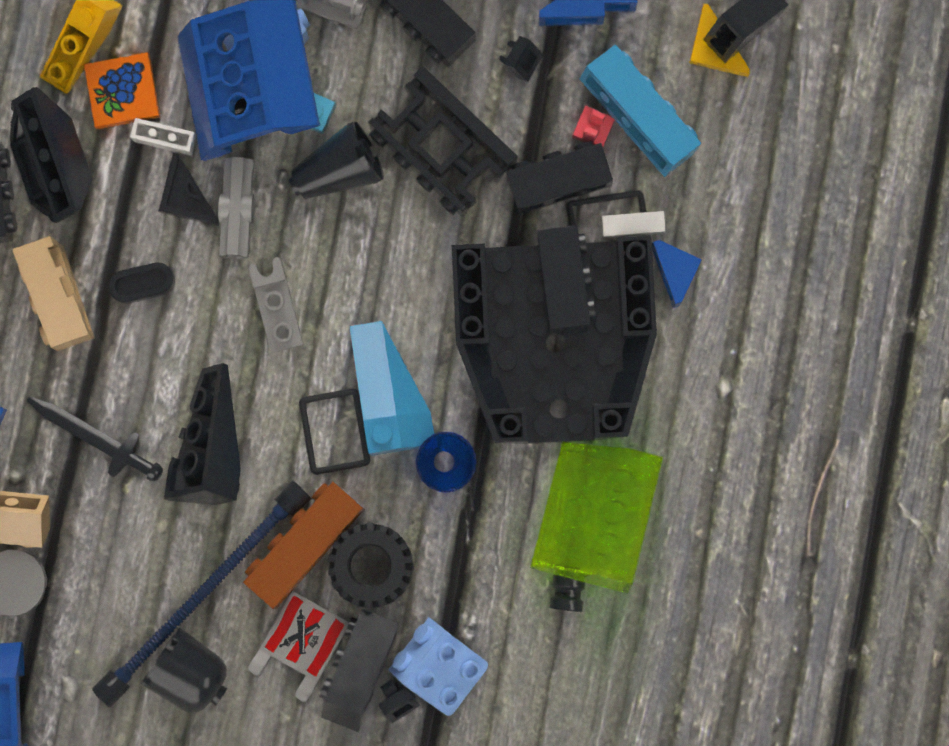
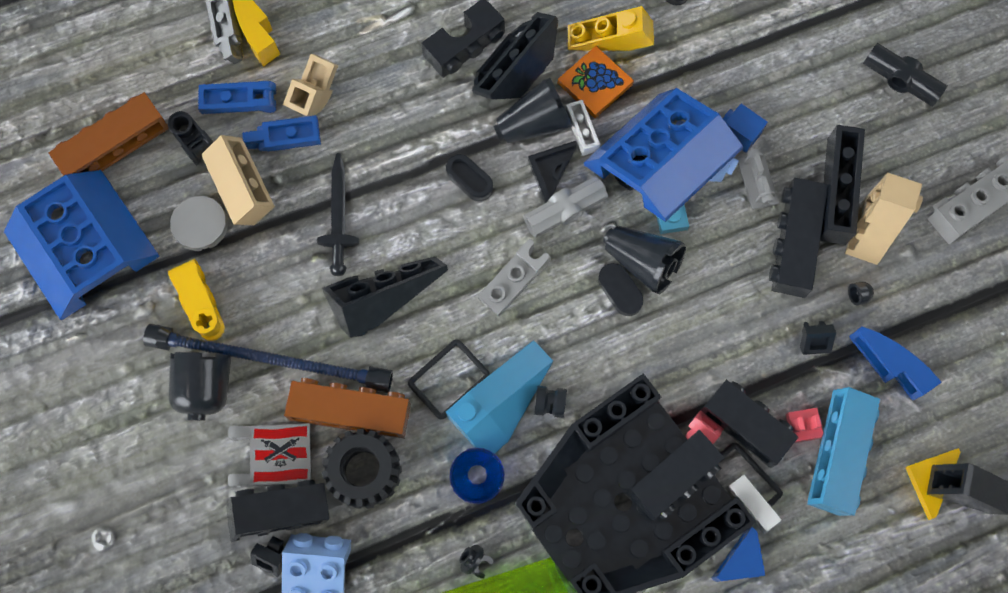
camera: 50 degrees right, 10 degrees down
(53, 293) = (423, 120): tan wedge -> none
(94, 628) = (197, 299): none -> yellow piece
(121, 177) = (534, 115): none -> black cone
(354, 210) = (620, 289): none -> black tile
(420, 349) = (550, 401): none -> black wheel
(460, 124) = (737, 324): black fence -> none
(518, 514) = (472, 558): none -> black plate
(535, 220) = (706, 426): none -> coral tile

